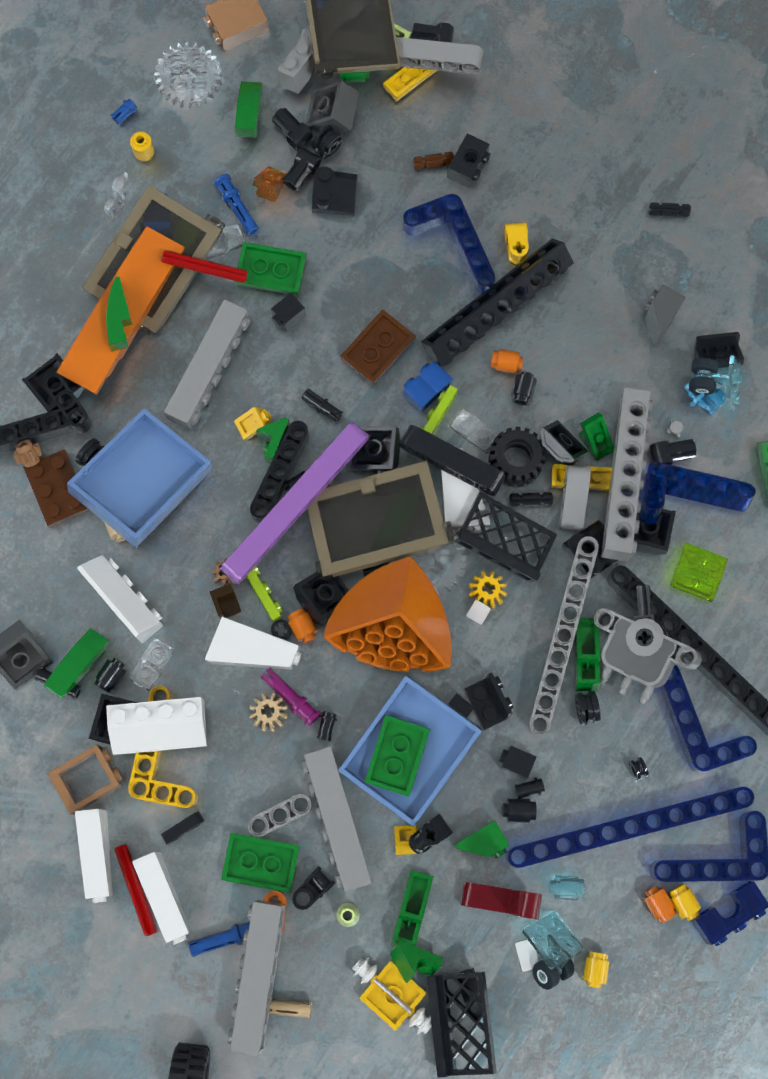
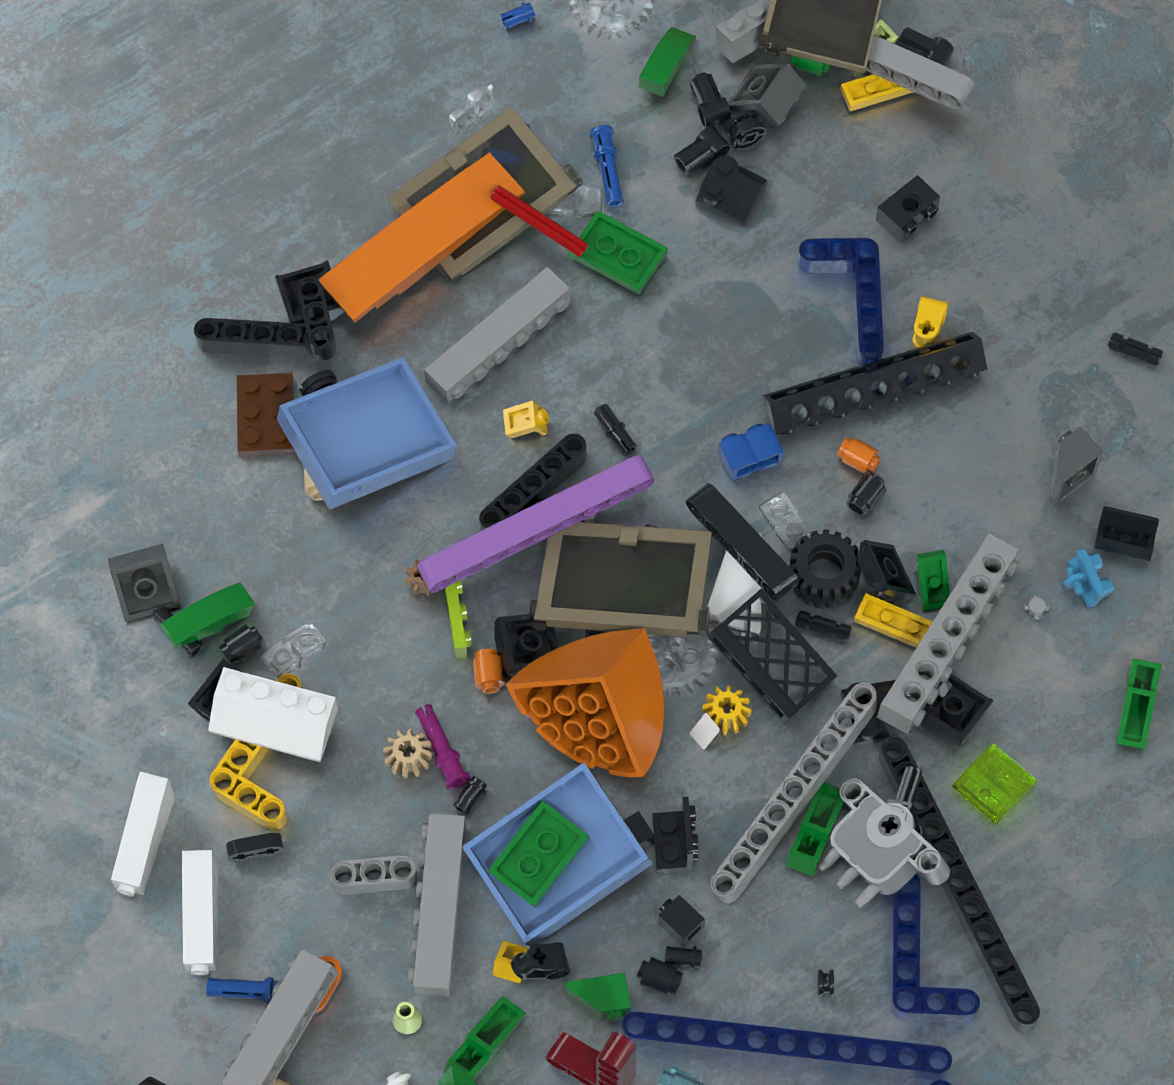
camera: 25 degrees right, 10 degrees down
(27, 453) = (247, 361): medium nougat gear -> none
(64, 790) = (174, 772): medium nougat window -> none
(117, 317) = (413, 241): green slope -> none
(121, 598) = (289, 561): white slope -> none
(135, 890) = (171, 897): red axle -> none
(142, 146) = (522, 61): yellow brick -> none
(225, 601) = (409, 610): dark brown panel -> none
(248, 647) = (415, 672): white slope -> none
(260, 862) = (329, 920): green plate -> none
(269, 183) = (656, 154): clear orange slope -> none
(274, 433) = (543, 439): green slope -> none
(286, 626) = (458, 659): black bush -> none
(287, 312) = (617, 308): black brick -> none
(313, 888) = (378, 972): black piece -> none
(377, 347) = (709, 385): reddish brown plate -> none
(379, 451) = (661, 503): black slope -> none
(433, 160) = (864, 193): reddish brown axle -> none
(436, 415) = (750, 487): lime plate -> none
(574, 497) = (875, 640): light grey beam -> none
(587, 707) = (792, 894): black wheel -> none
(673, 452) = (1010, 631): black piece -> none
(690, 485) = (1024, 677): clear blue beam -> none
(708, 377) = (1124, 571): plate -> none

